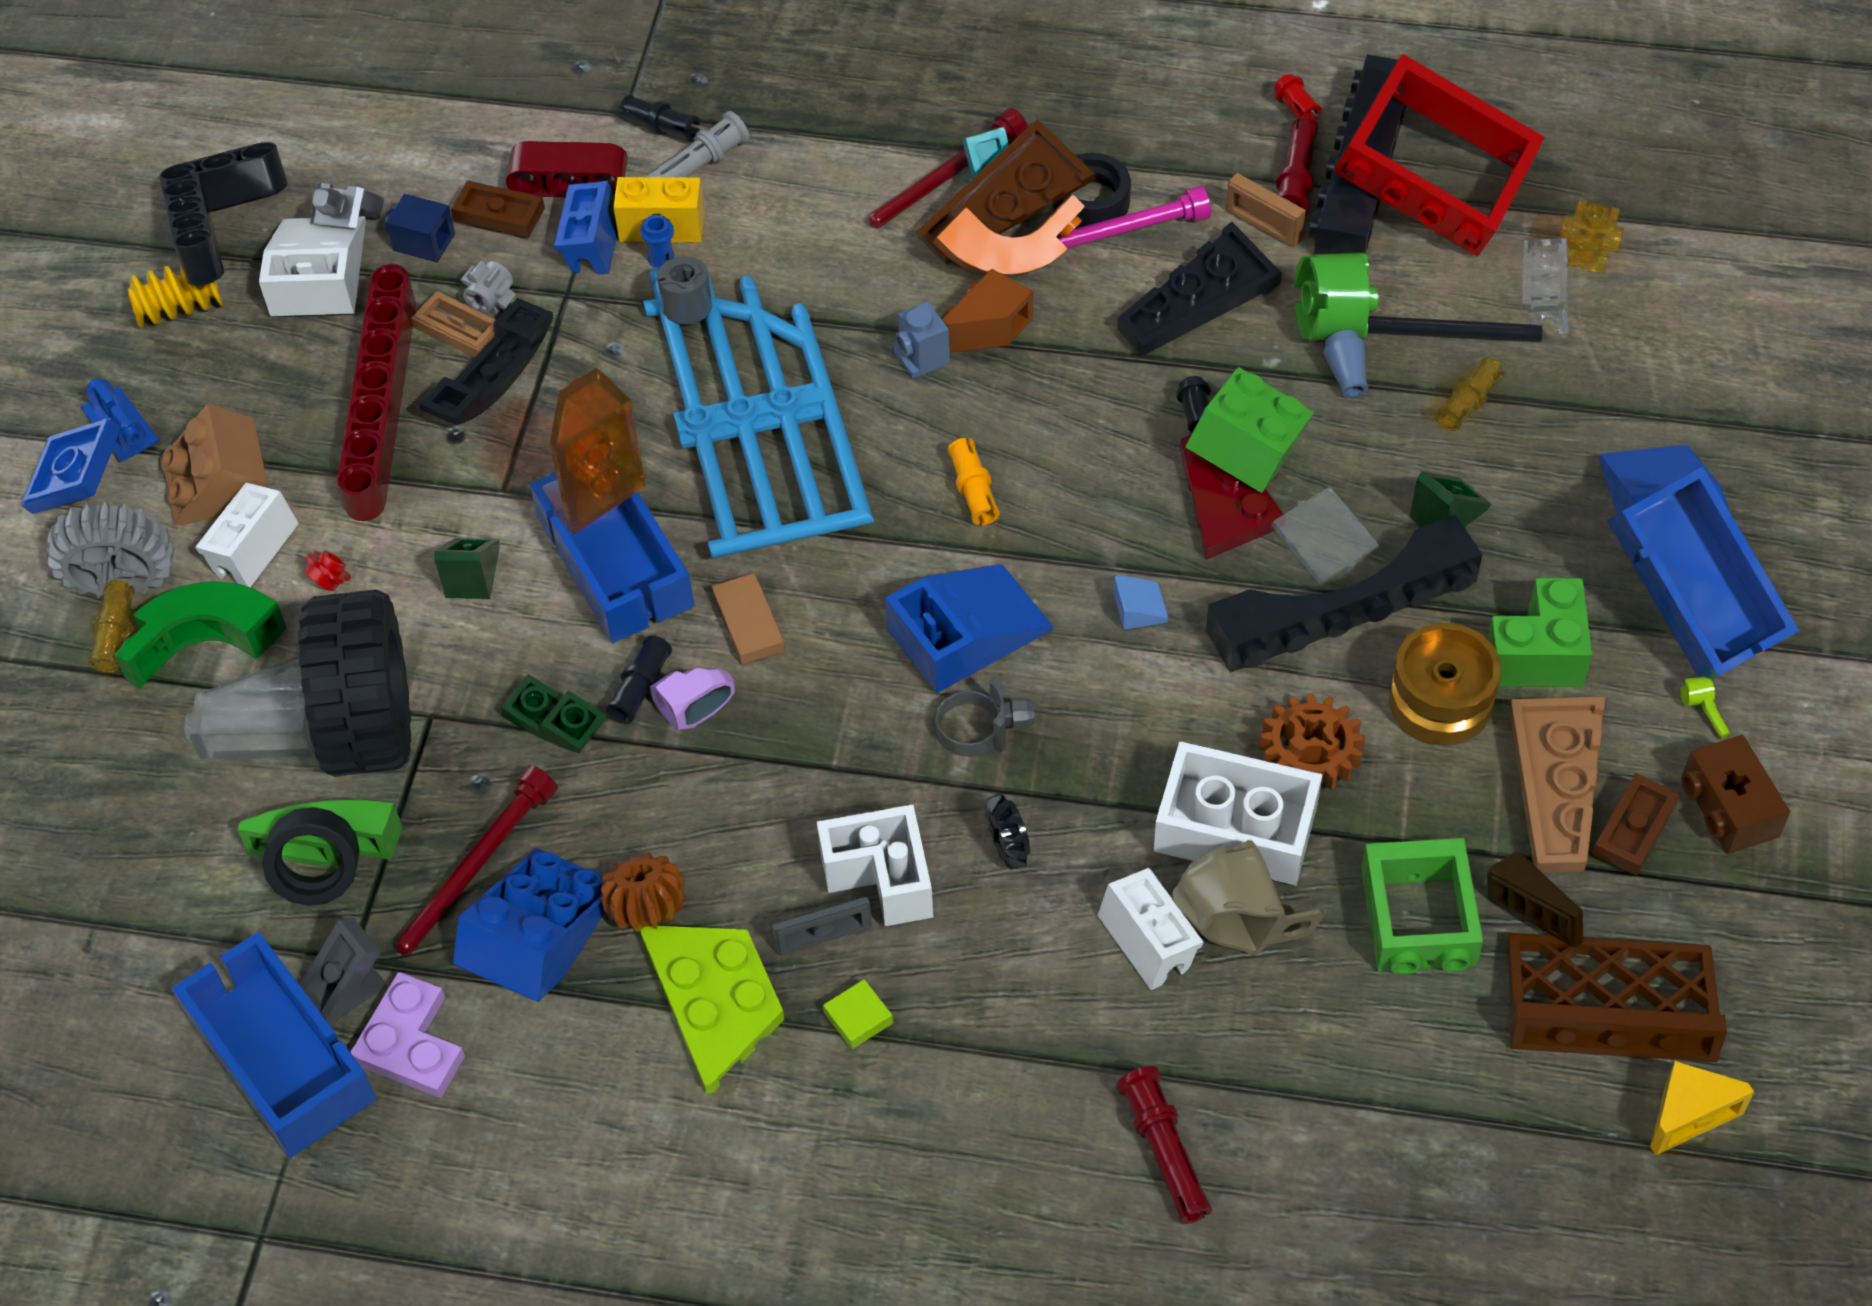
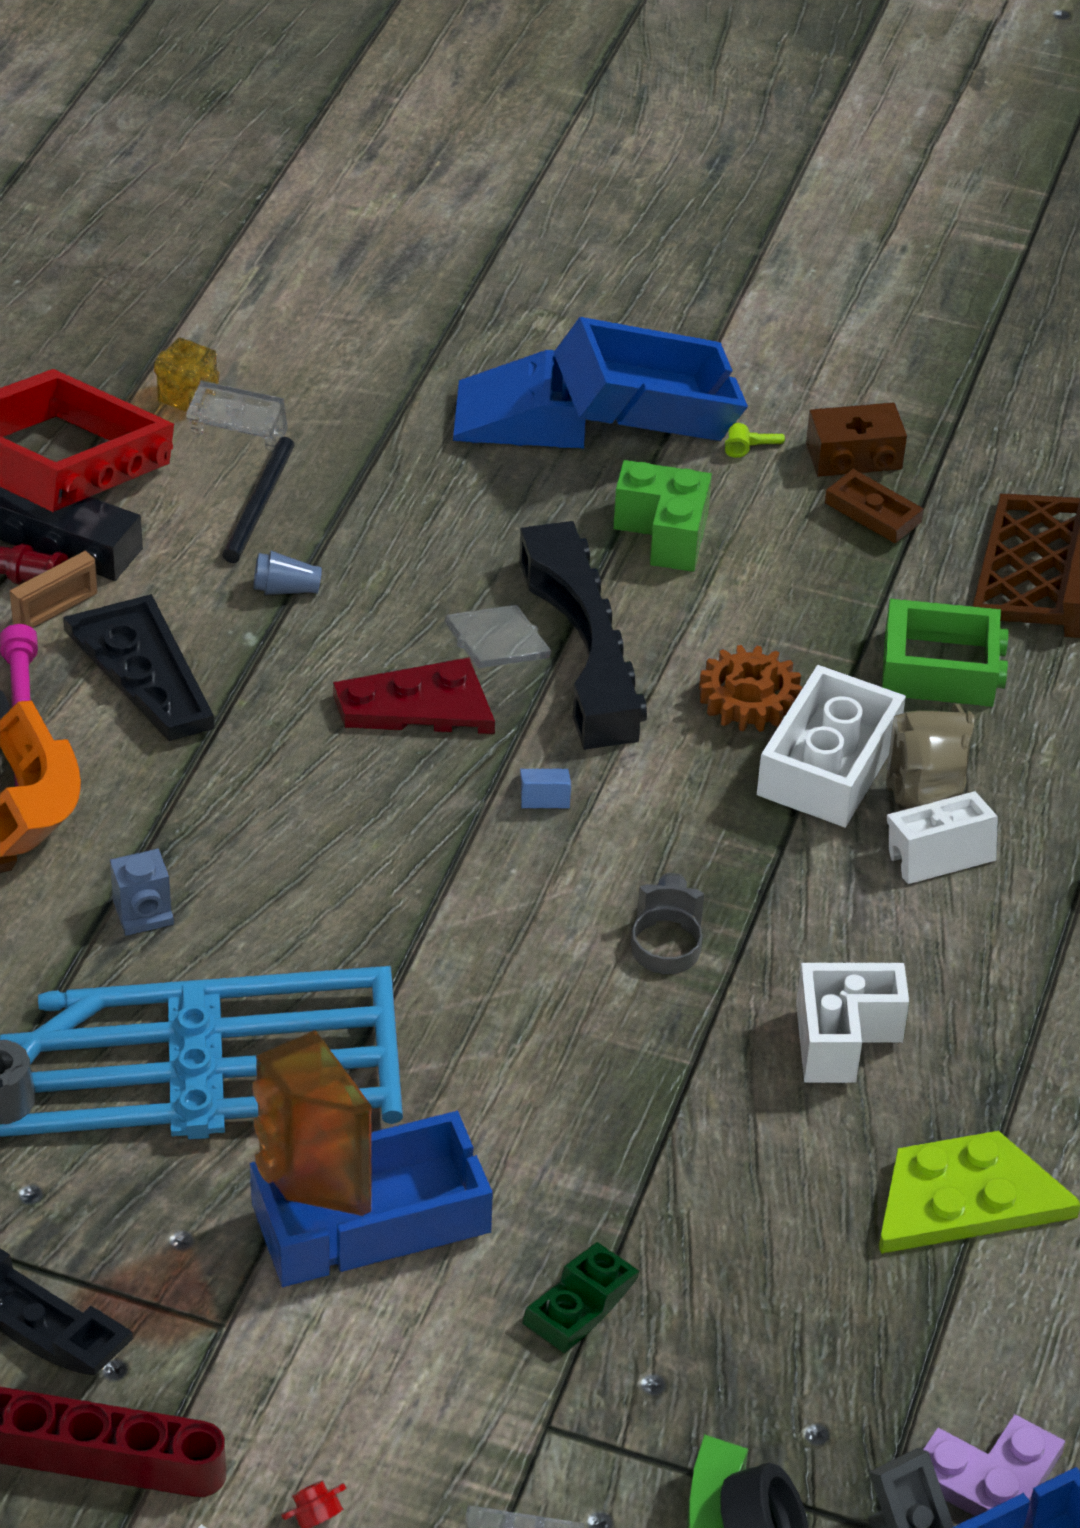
camera: 85 degrees left, 10 degrees down
(354, 683) = (561, 1424): black tyre -> none
(467, 567) = (343, 1353): dark green slope -> none
(530, 924) = (868, 1332): blue slope -> none
(532, 789) = (685, 1321): dark red piece -> none
(638, 679) = (553, 1207): black pin -> none
(642, 892) = (849, 1222): dark orange gear -> none
(692, 695) = (590, 1160): lavender rock -> none
(748, 618) = (489, 1102): medium nougat tile -> none
(821, 925) = (894, 1088): dark grey slope -> none
(858, 1014) = (1003, 1076): lime tile -> none
(962, 622) = (552, 918): blue slope -> none
(973, 481) = (352, 884): light orange pin -> none
(989, 314) = (113, 822): dark orange slope -> none
(1007, 831) = (816, 904): black gear -> none
(1194, 395) = (301, 695): black pin -> none
(1249, 429) = (373, 643): bright green brick -> none
(1334, 295) = (210, 556): bright green brick -> none
(1444, 496) = (491, 546): dark green slope -> none
(1444, 683) = (710, 580): pearl gold wheel -> none
(1469, 394) = (353, 501): clear yellow pin -> none
(1534, 898) = (952, 573): dark brown slope -> none
(1557, 772) = (820, 543): medium nougat wing -> none

